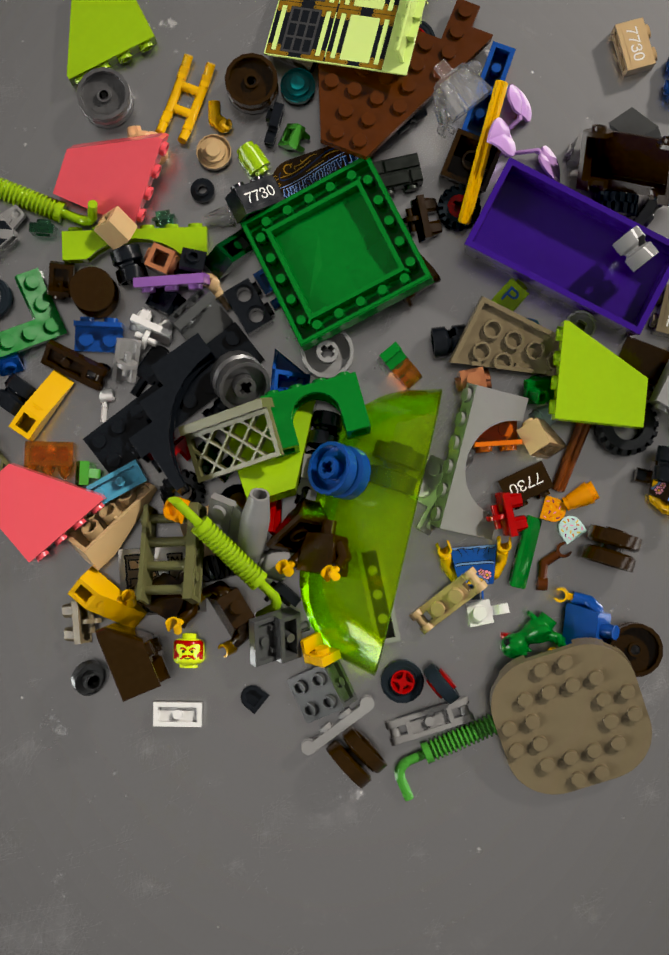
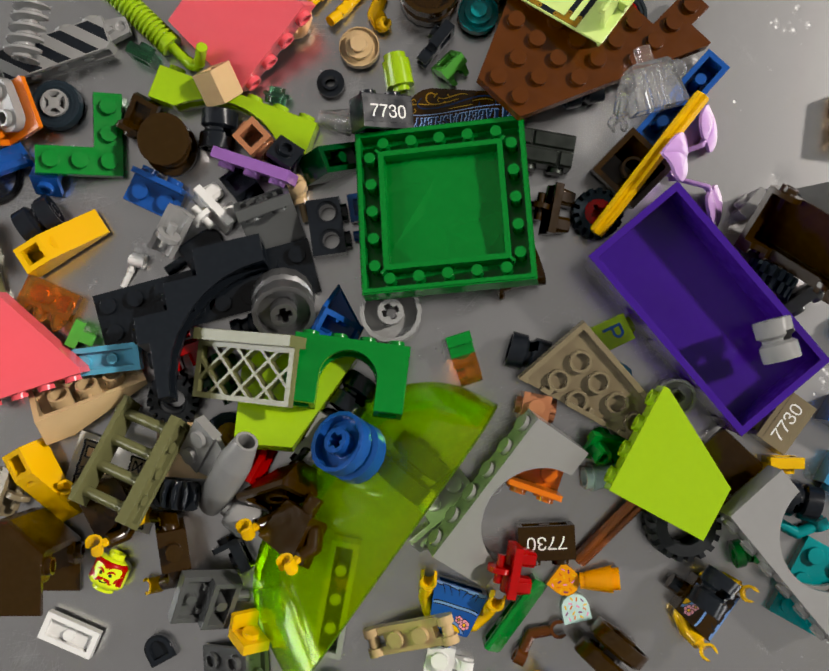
camera: 25 degrees right, 0 degrees up
(75, 365) = (116, 214): dark brown plate -> none
(172, 513) = (154, 415): light orange tile -> none
(230, 554) = (190, 490): lime piece -> none
(540, 438) = (582, 500): tan slope -> none

